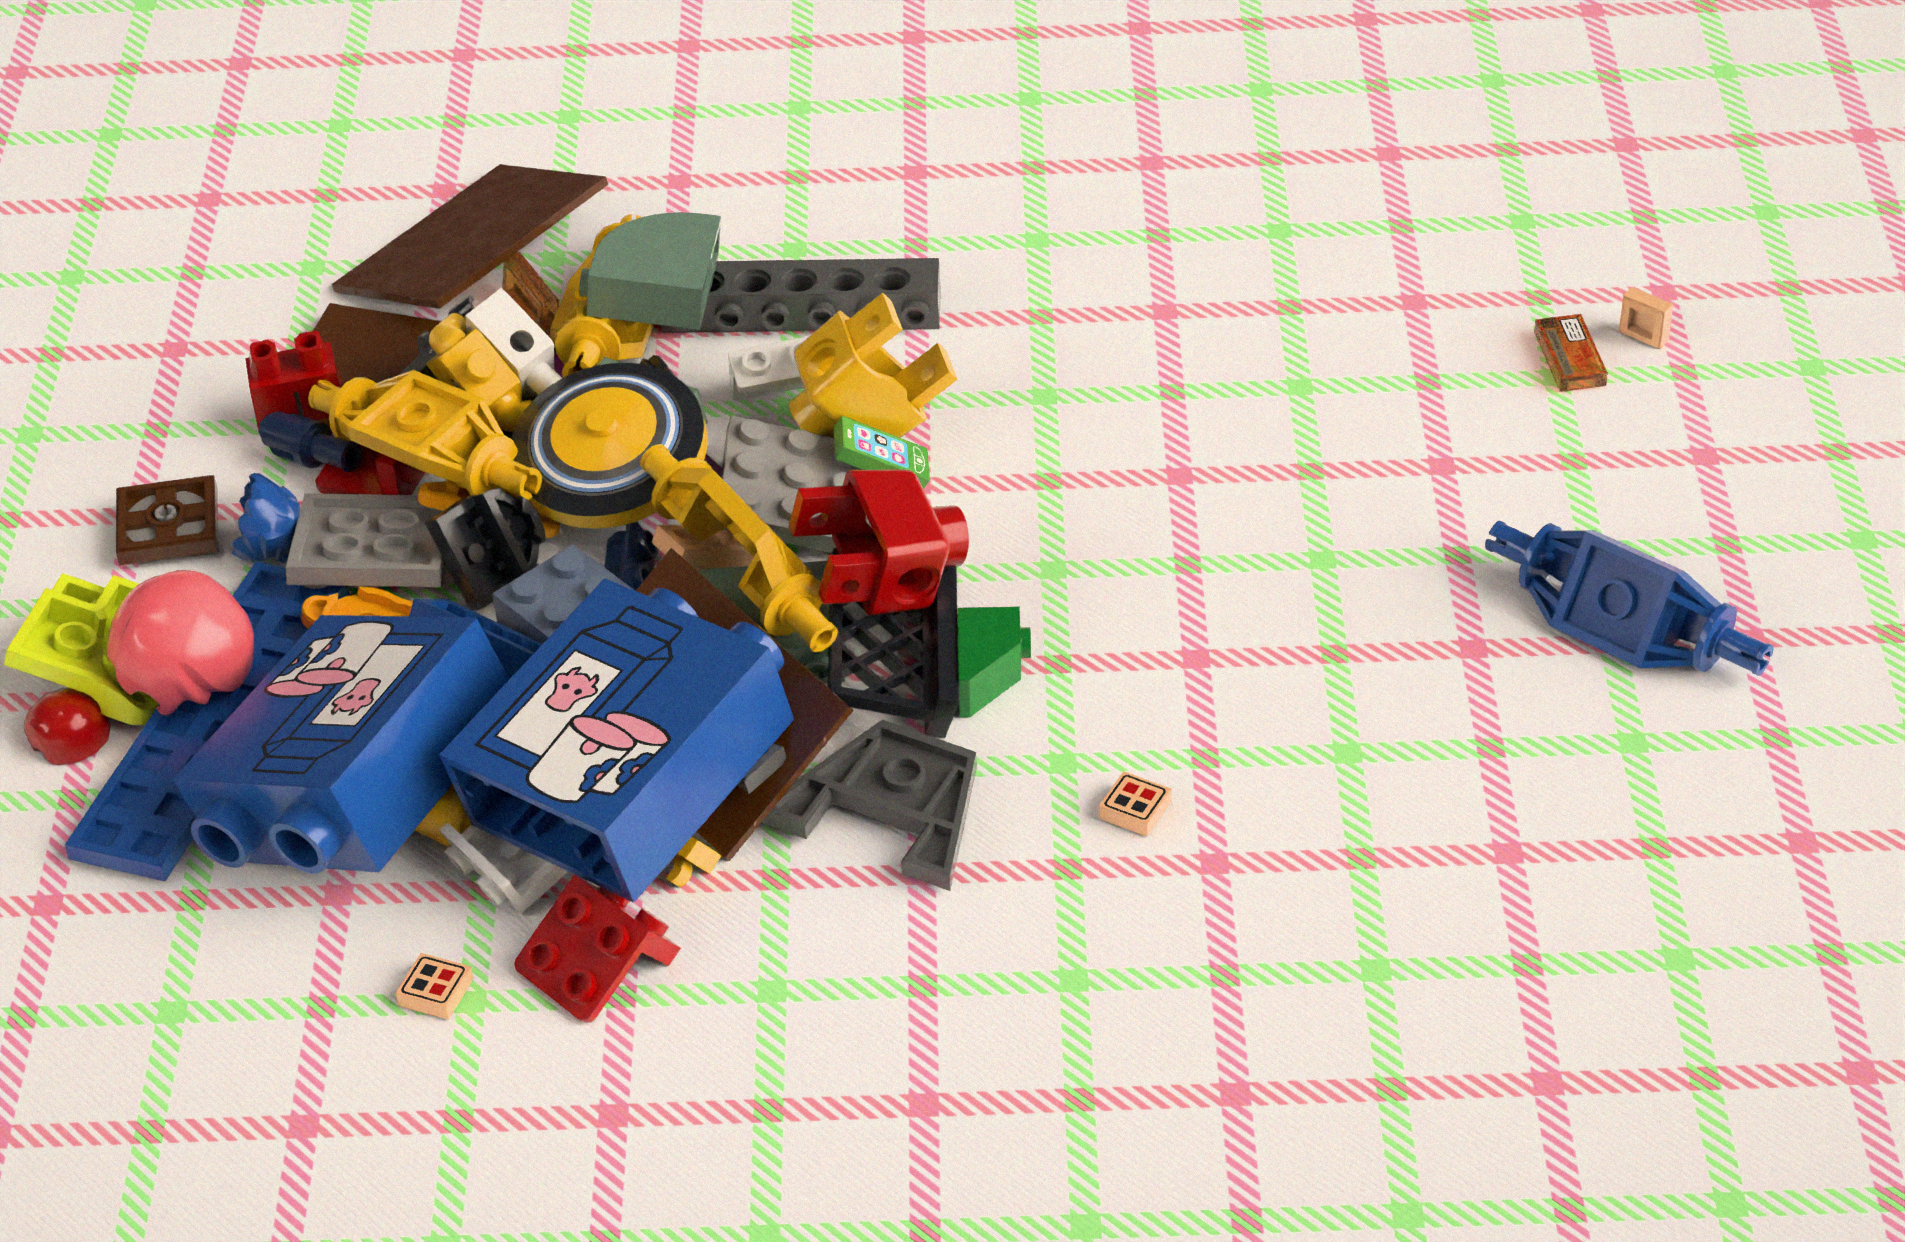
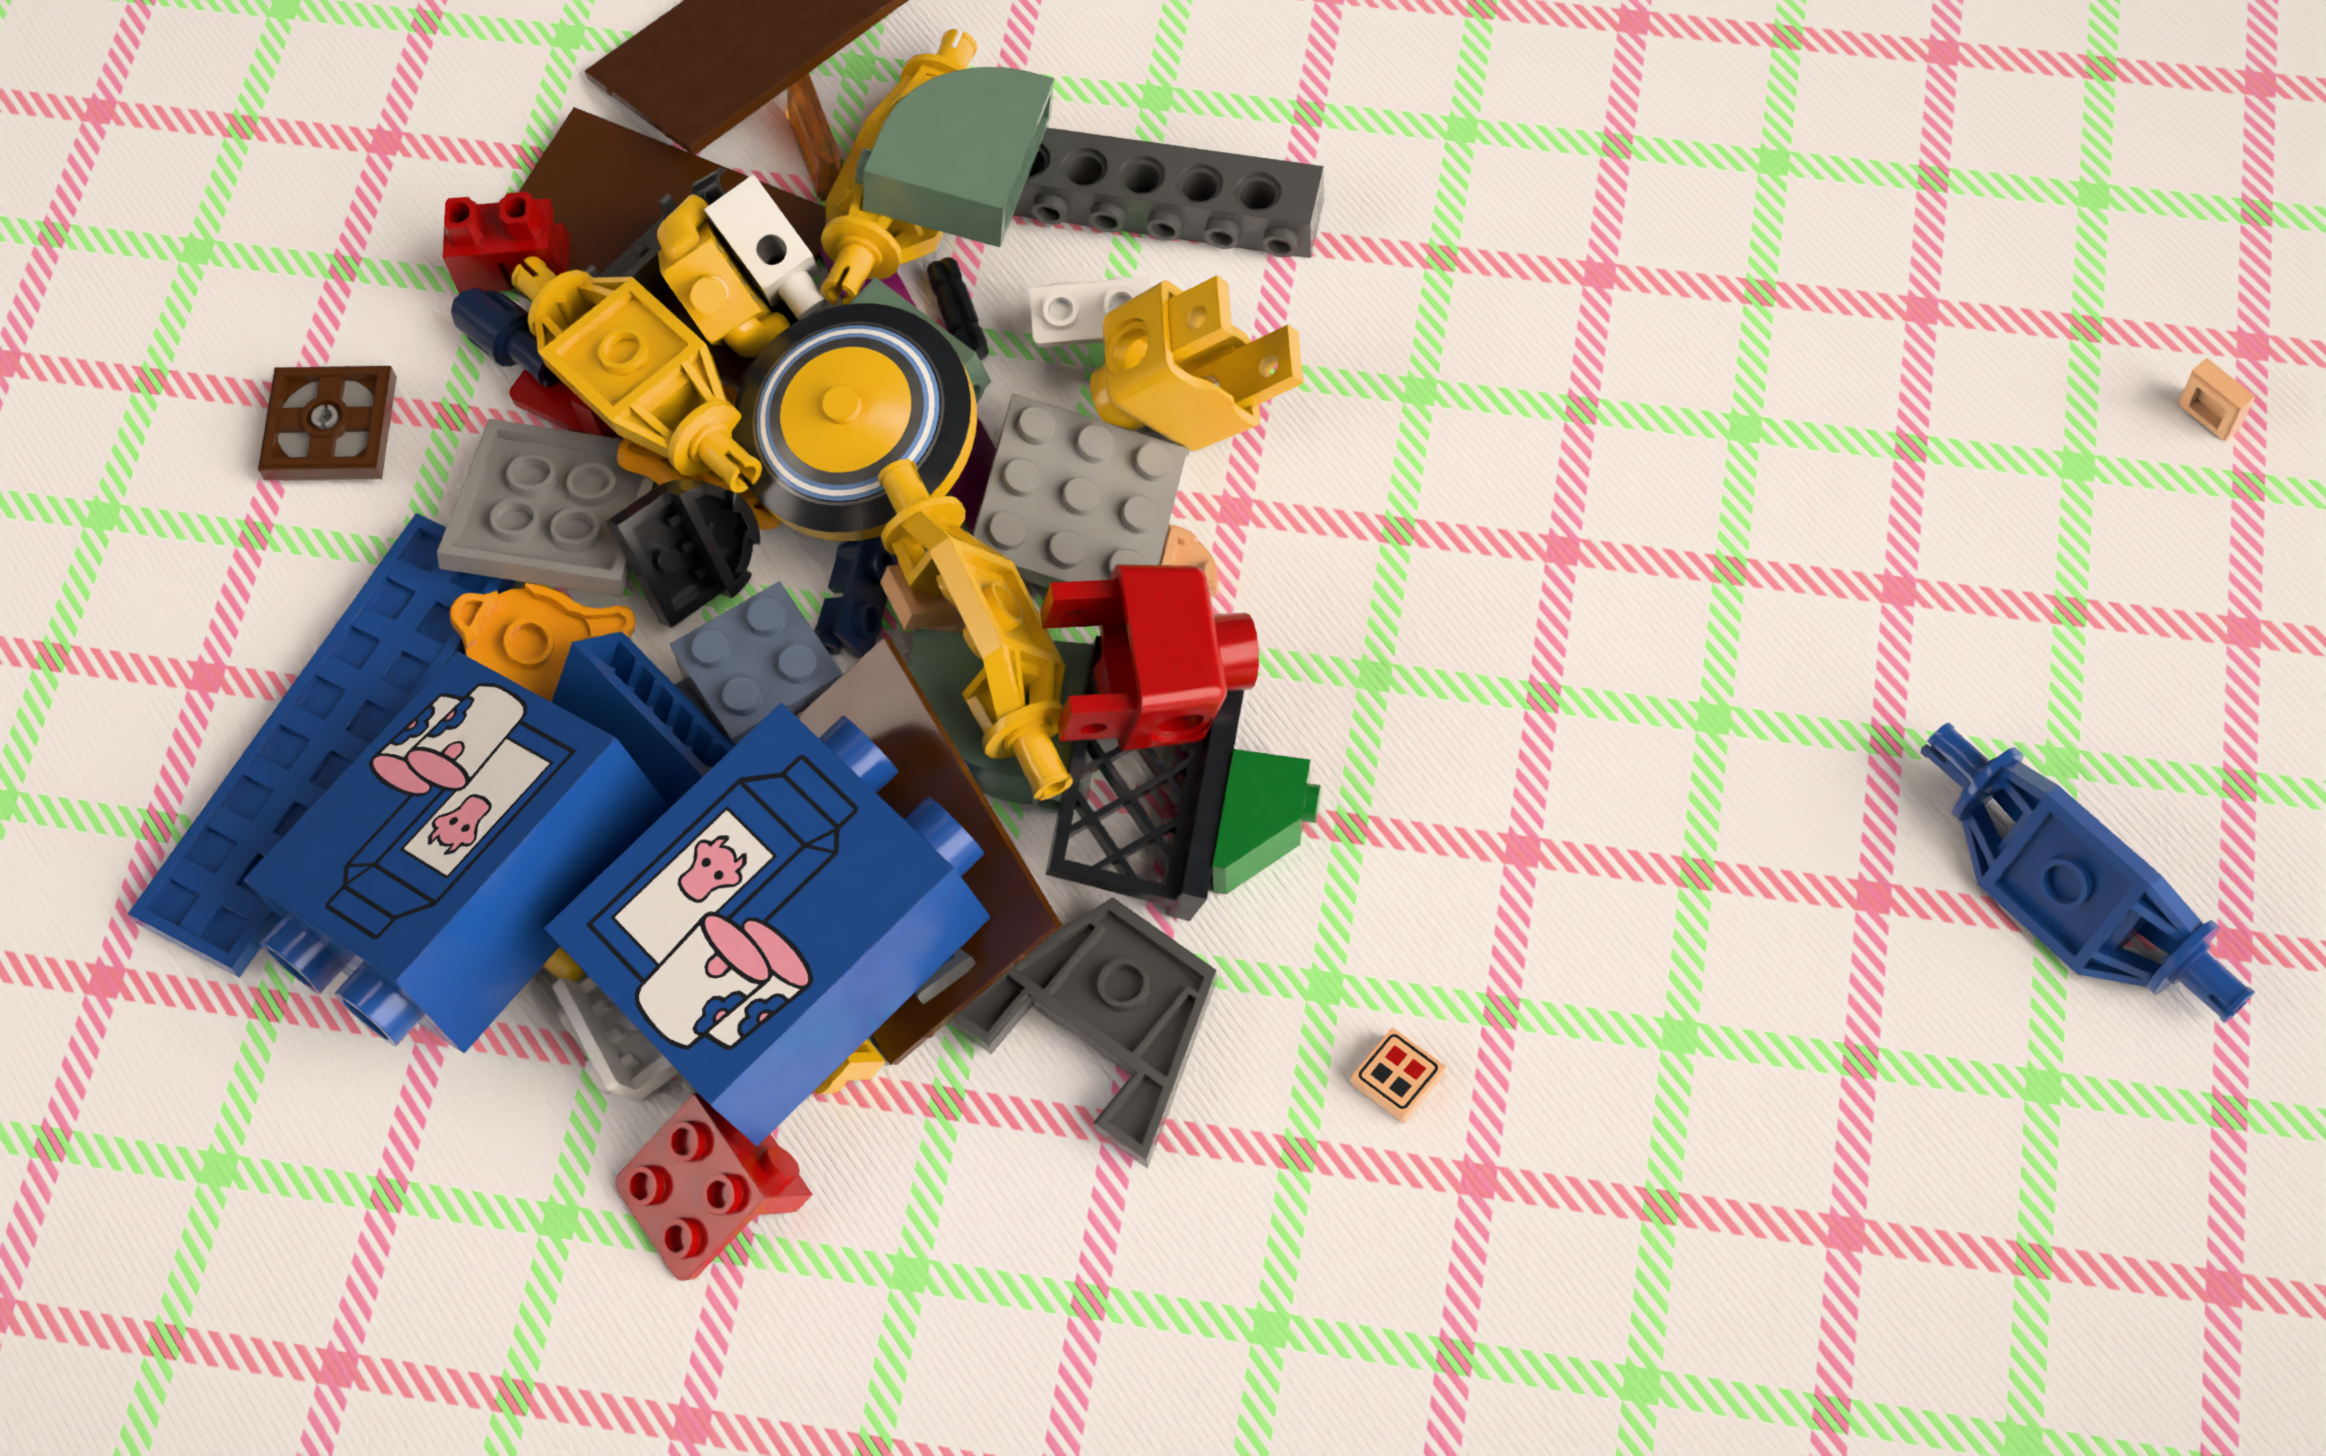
camera: 15 degrees right, 20 degrees up
(66, 726) = (164, 723): red hair -> none
(69, 644) = (219, 618): neon yellow slope -> none
(180, 640) = (295, 650): coral piece -> none
(267, 521) = (435, 458): blue hair -> none
(434, 986) = (517, 1197): light nougat tile -> none
(877, 450) = (1192, 470): bright green tile -> none
(1570, 352) = (2105, 434): clear orange tile -> none

